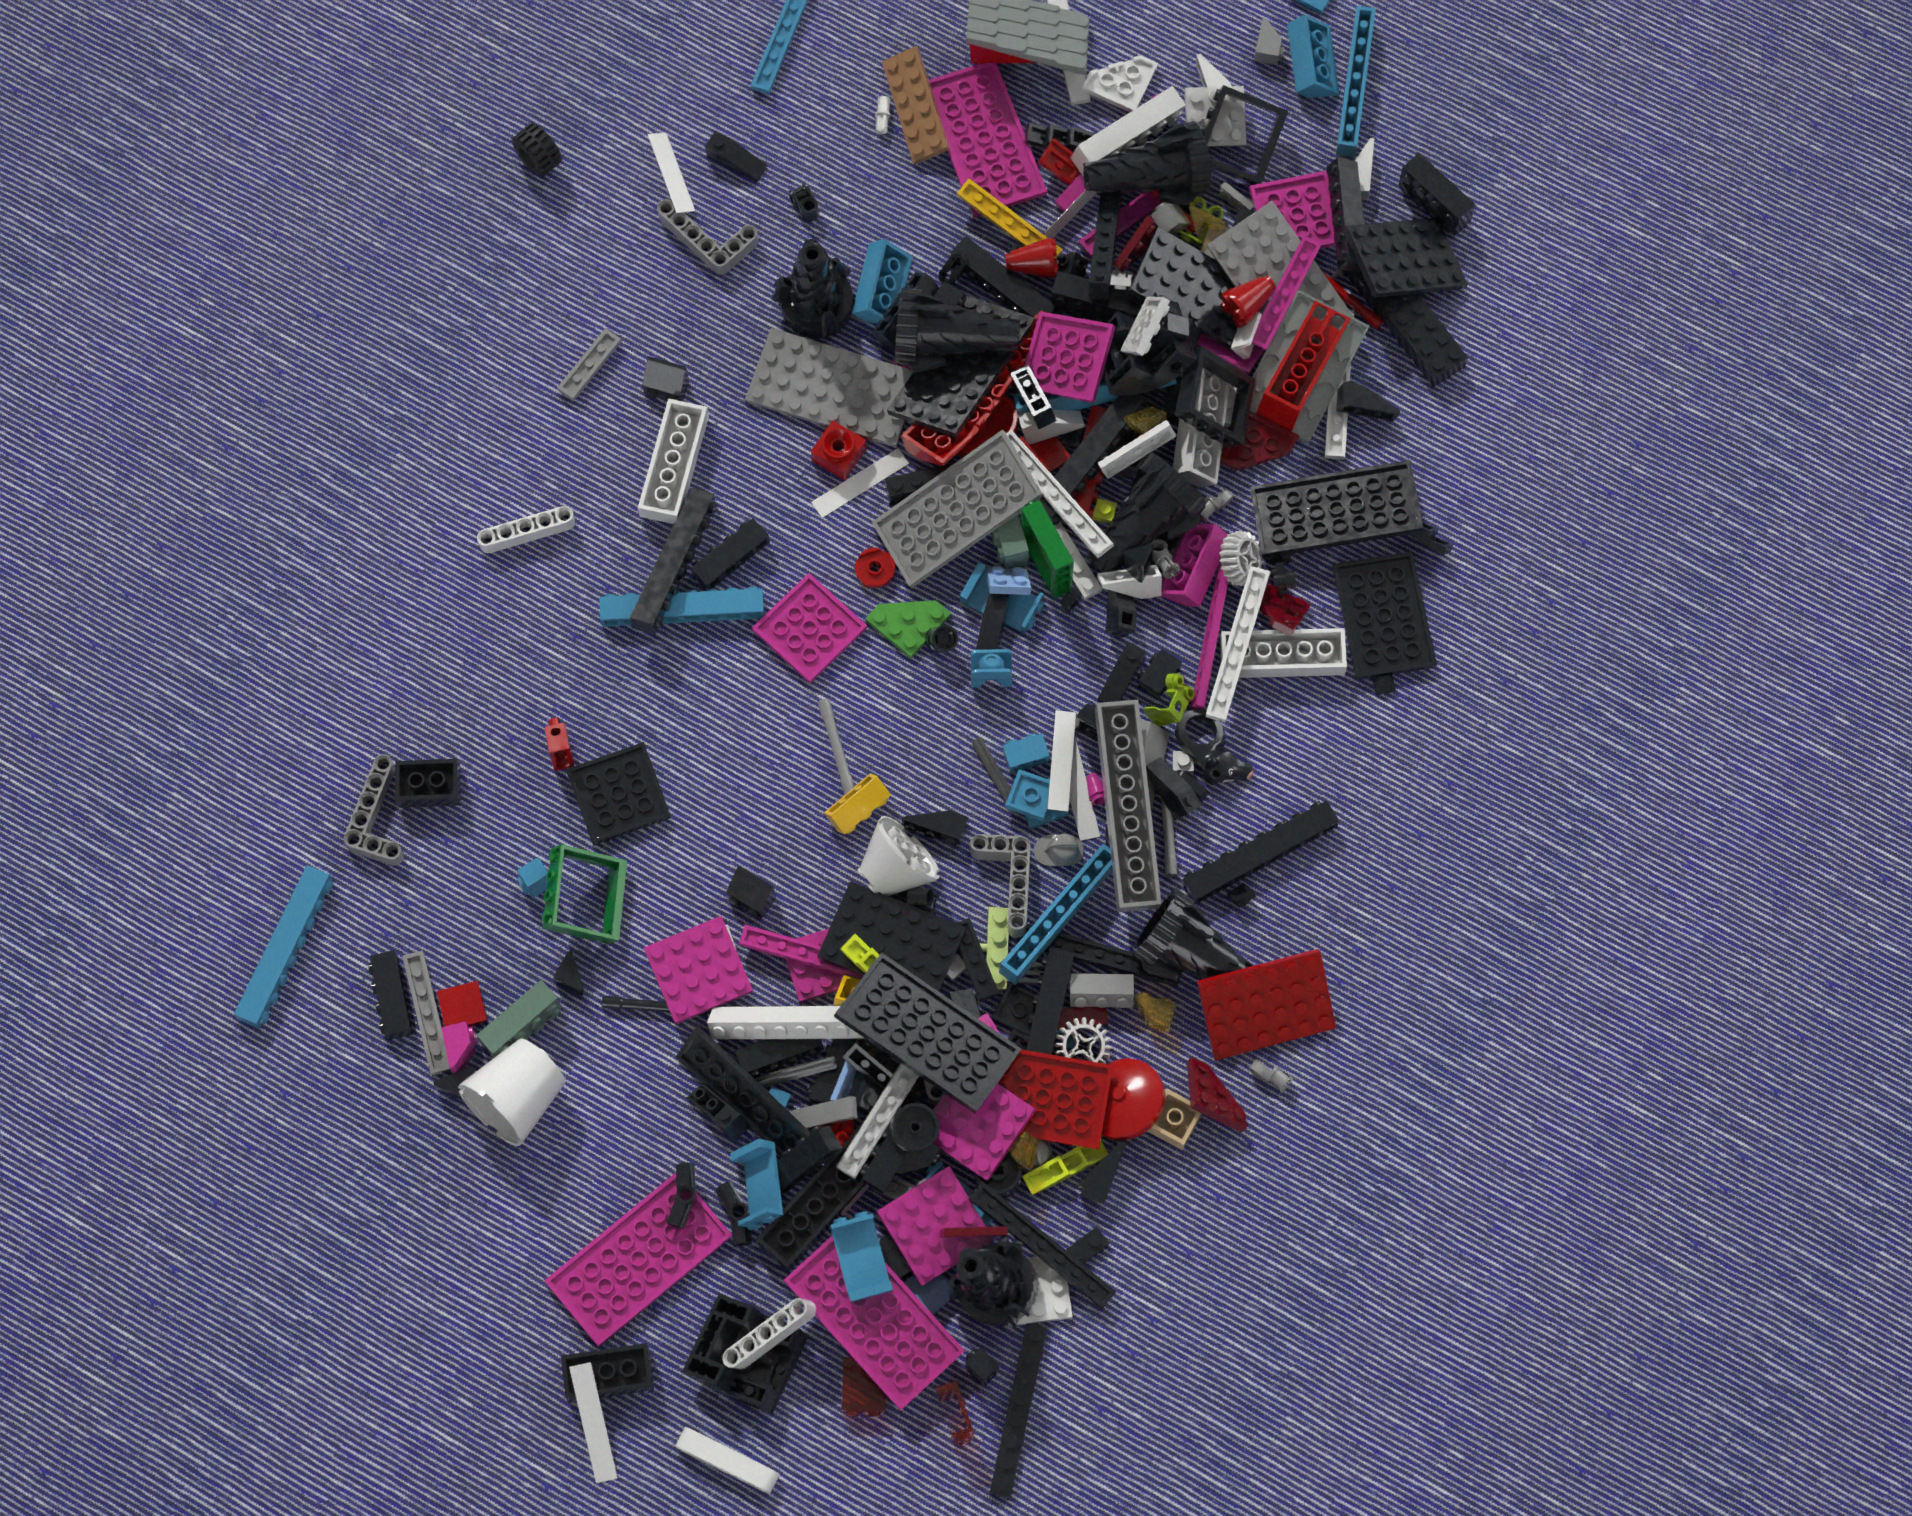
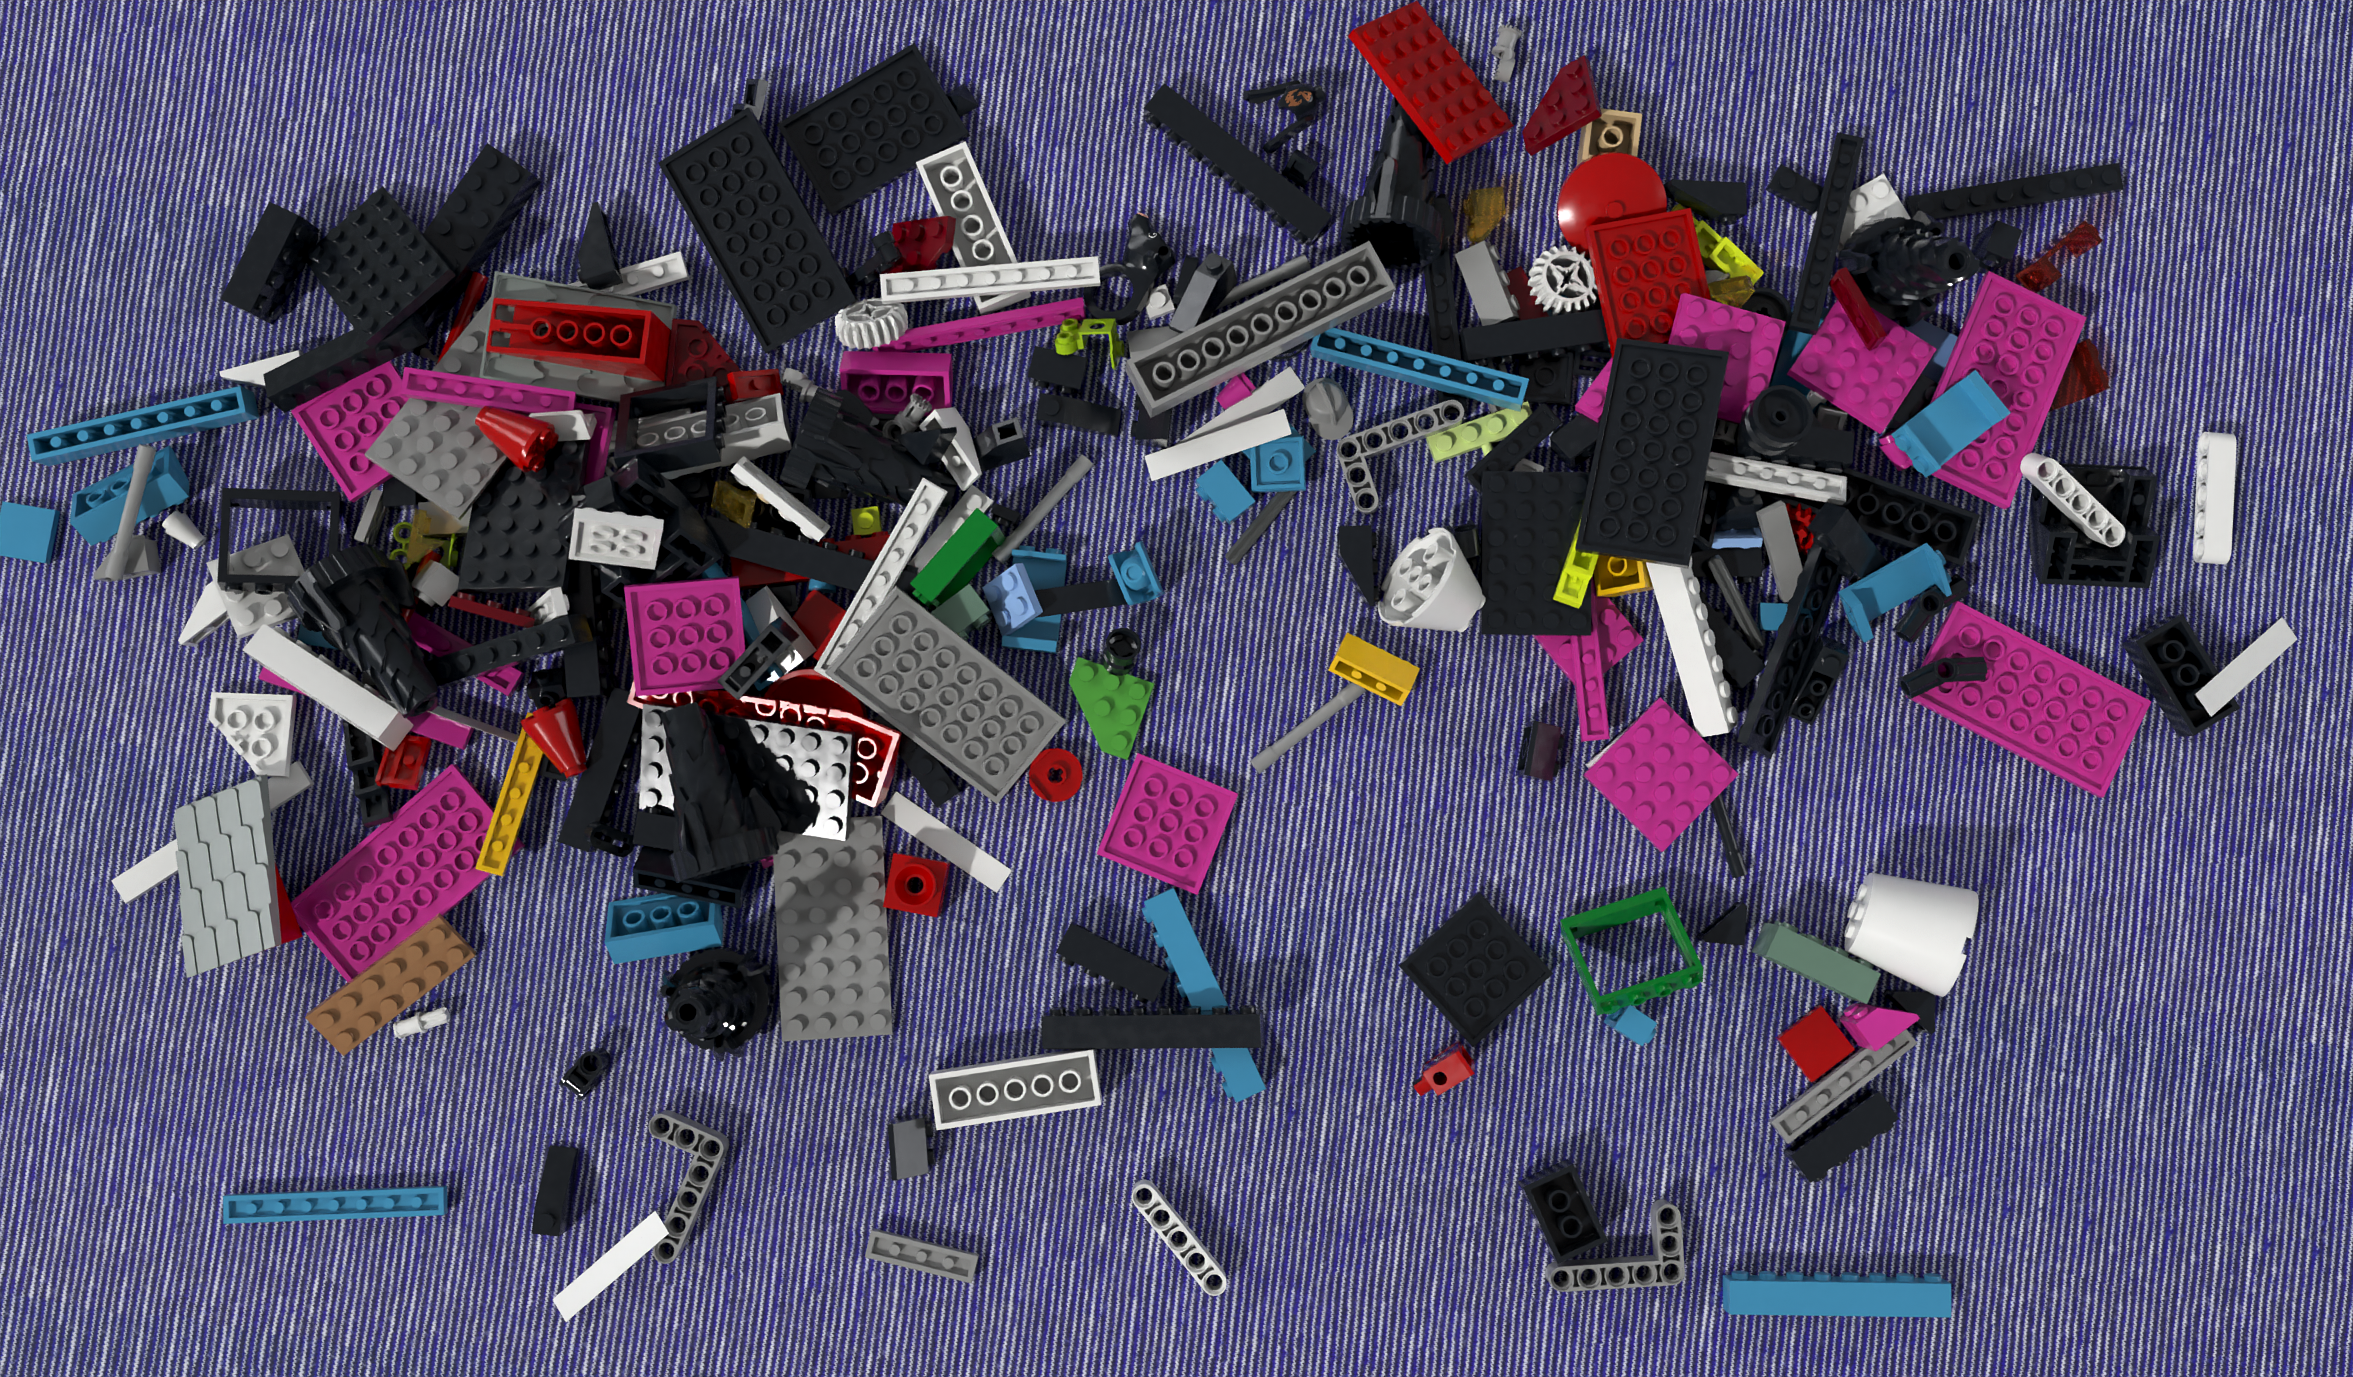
camera: 115 degrees left, 15 degrees up
(1080, 657) = (1072, 476): none -> light grey piece
(1229, 470) = (754, 384): none -> red plate
(1270, 36) = (119, 555): none -> light grey piece
(1276, 83) = (183, 529): none -> white cone
(1289, 909) = (1298, 98): none -> black piece

